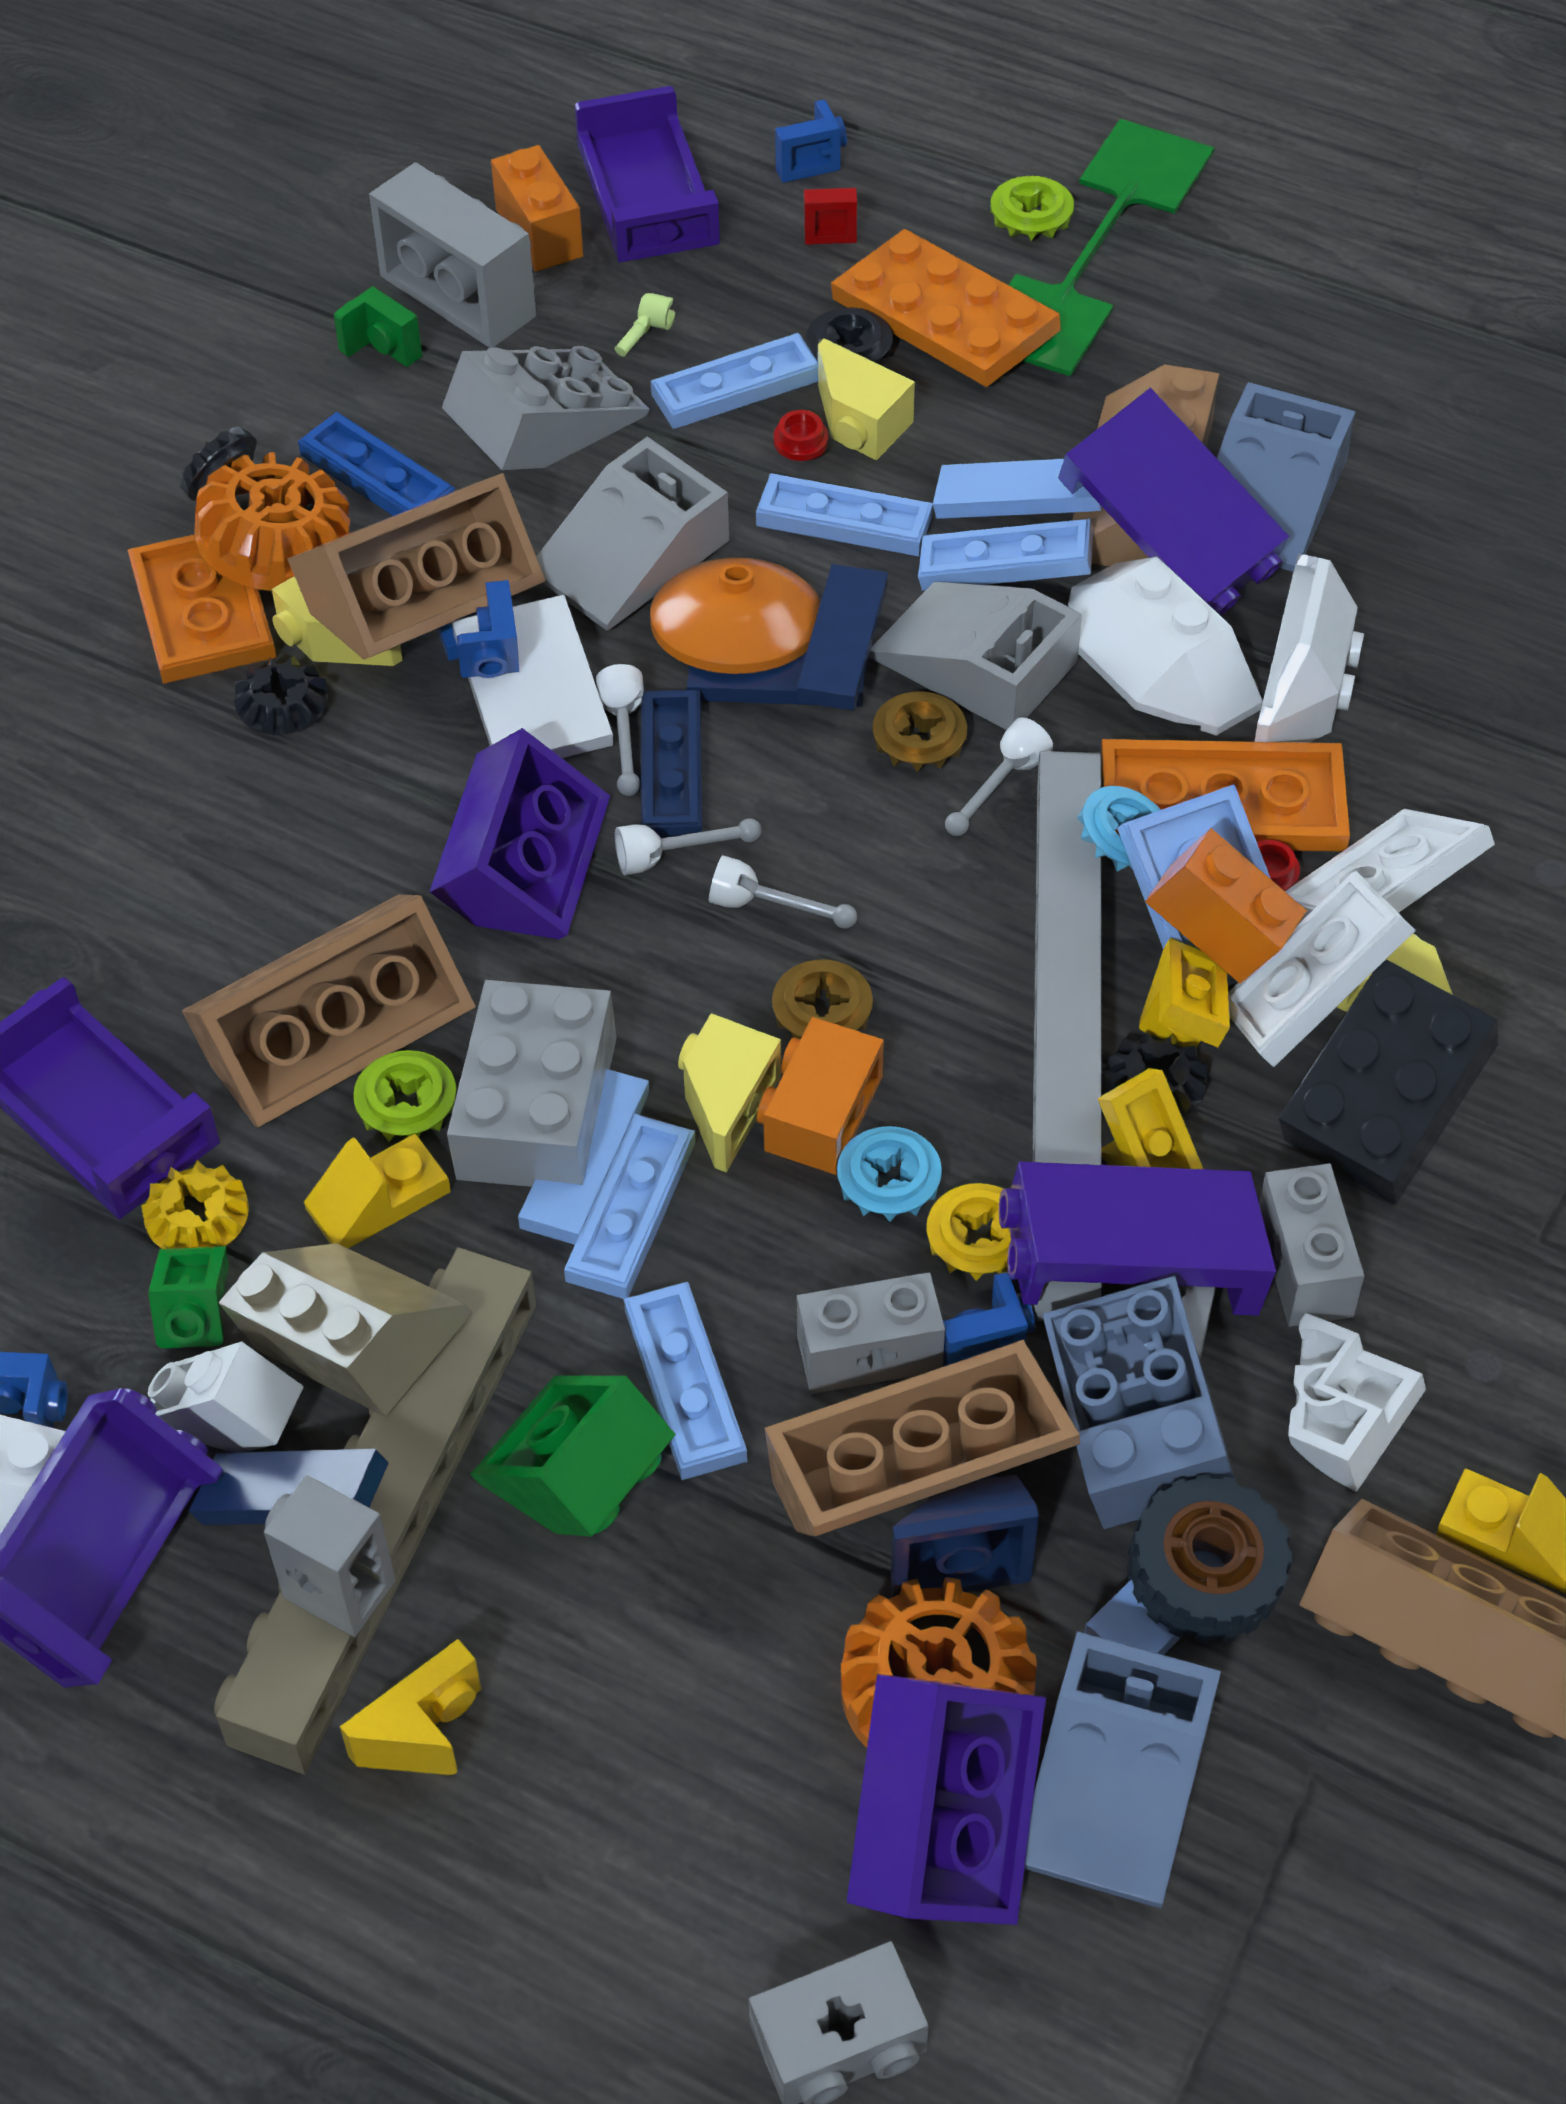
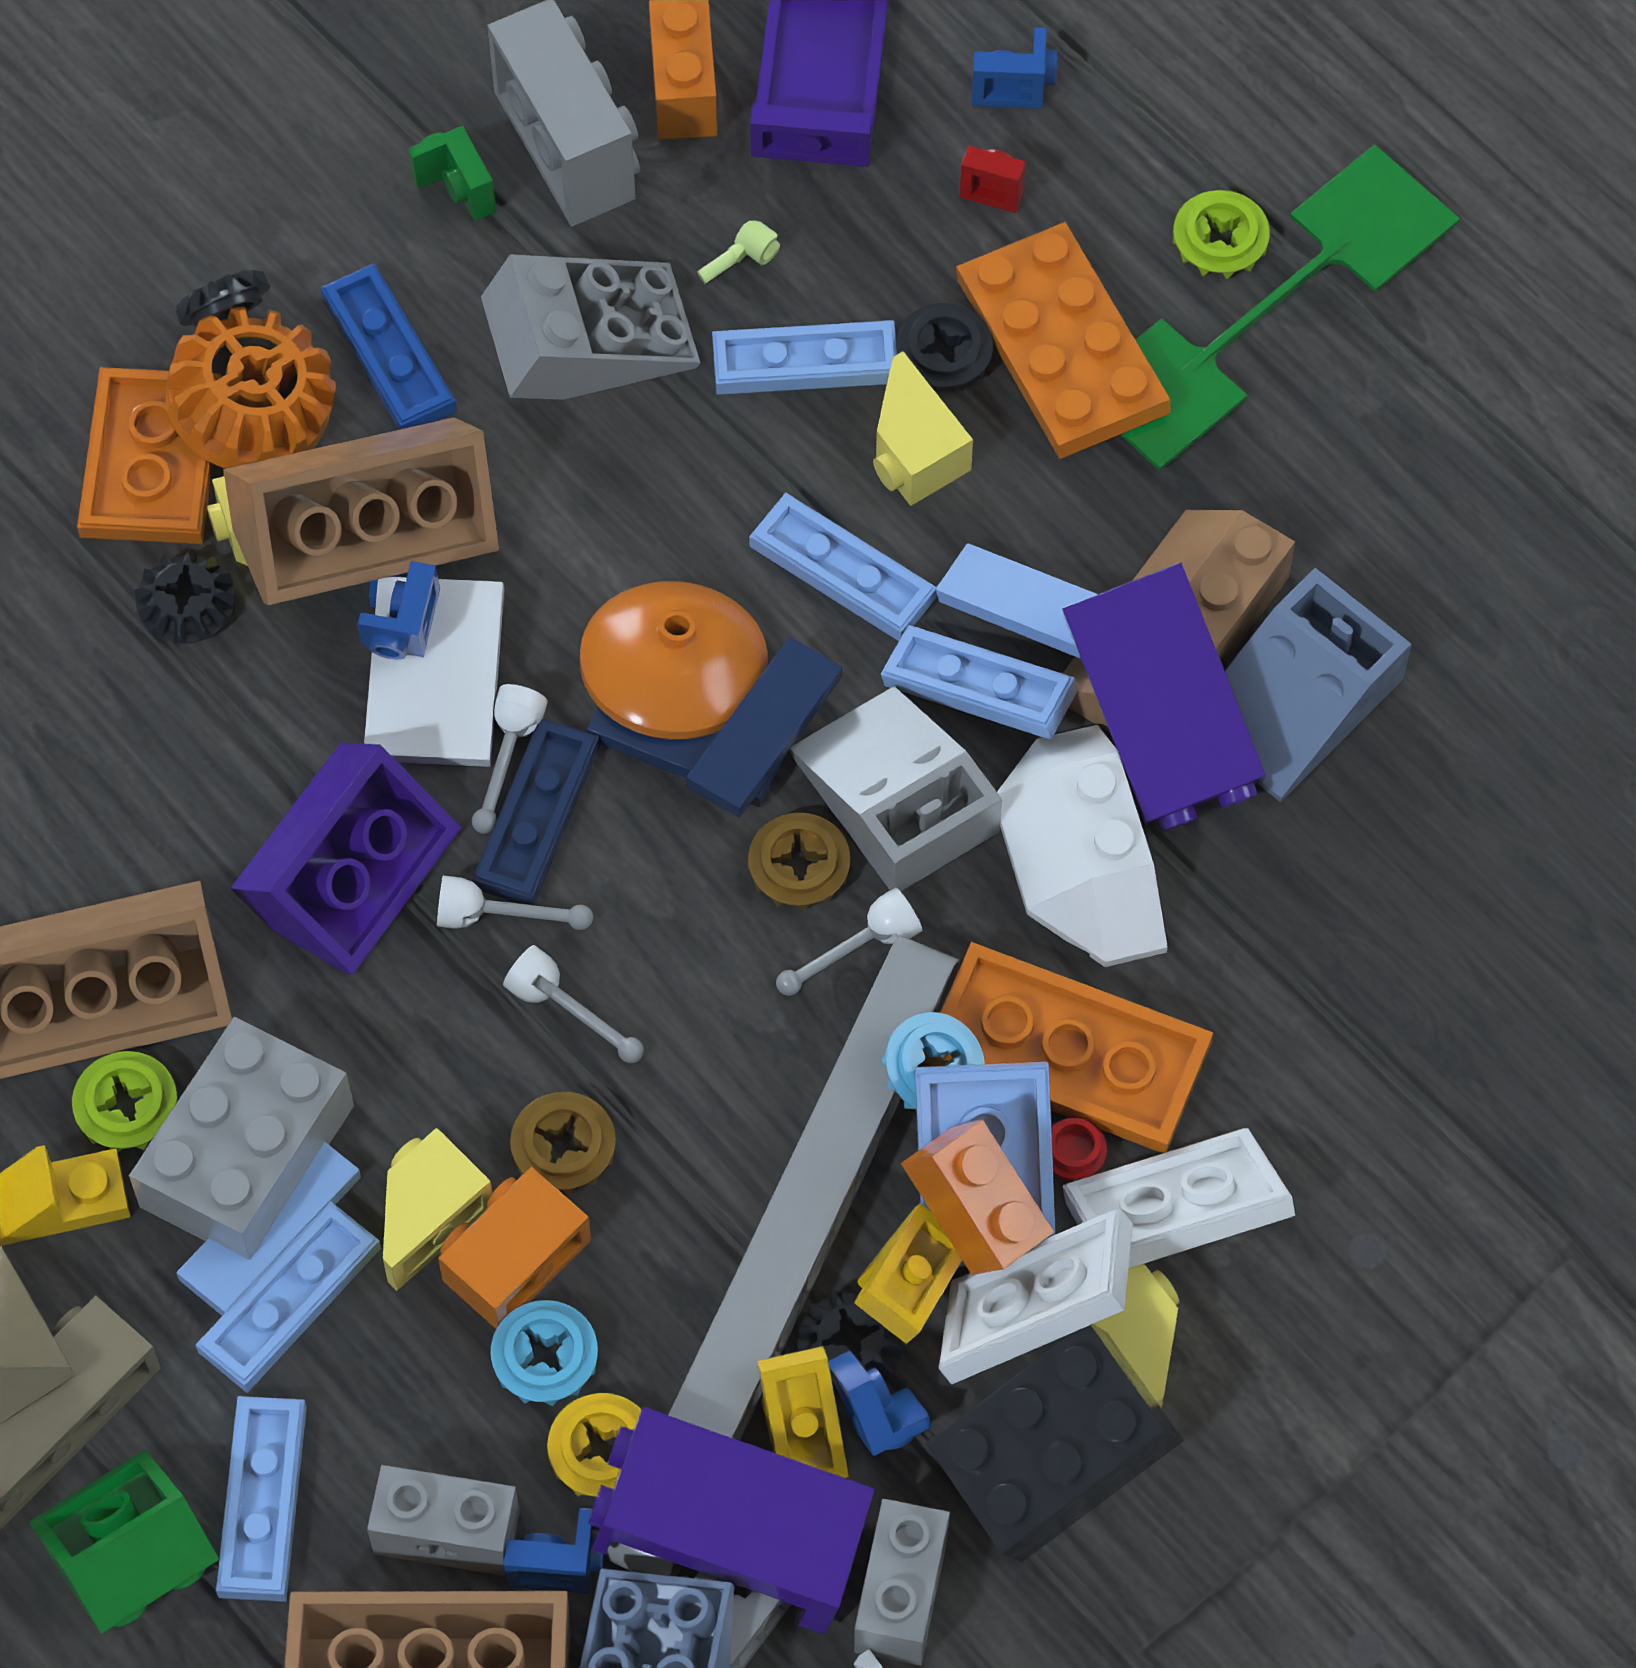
camera: 20 degrees right, 10 degrees up
(634, 533) = (603, 529): light grey slope -> none
(800, 436) = (838, 456): red plate -> none
(1212, 1116) = (874, 1414): none -> blue bracket
(1311, 656) = (1228, 923): white wedge -> none

